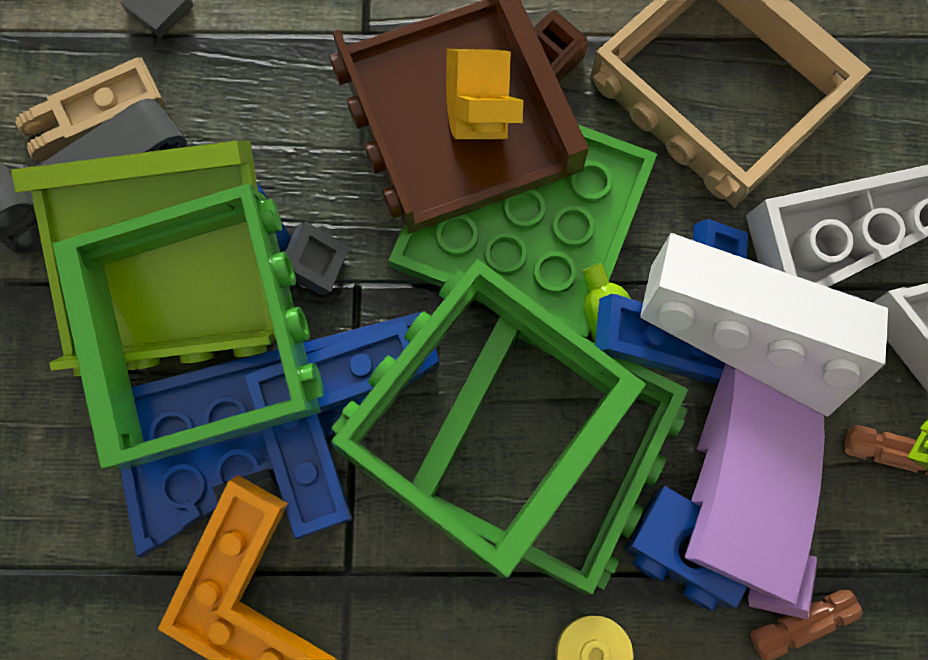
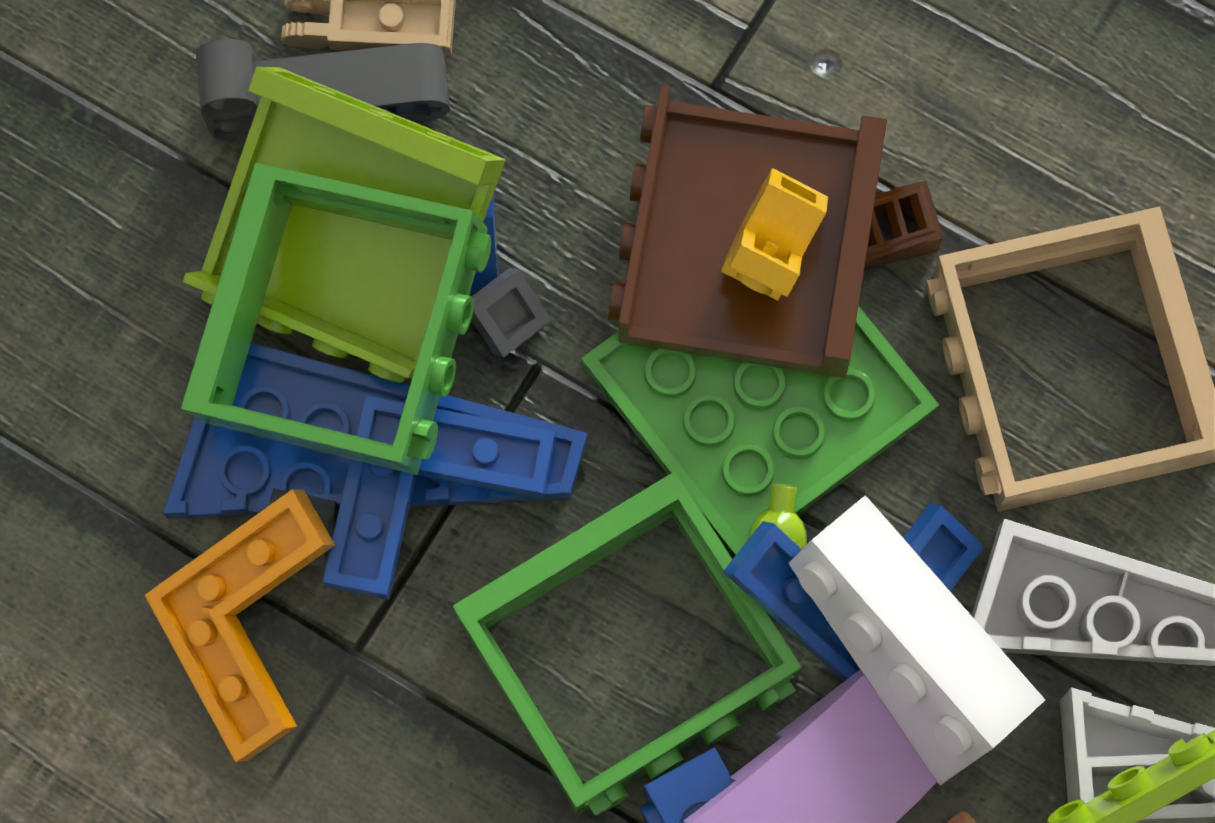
camera: 35 degrees right, 0 degrees up
(549, 333) = (559, 460): bright green window -> none

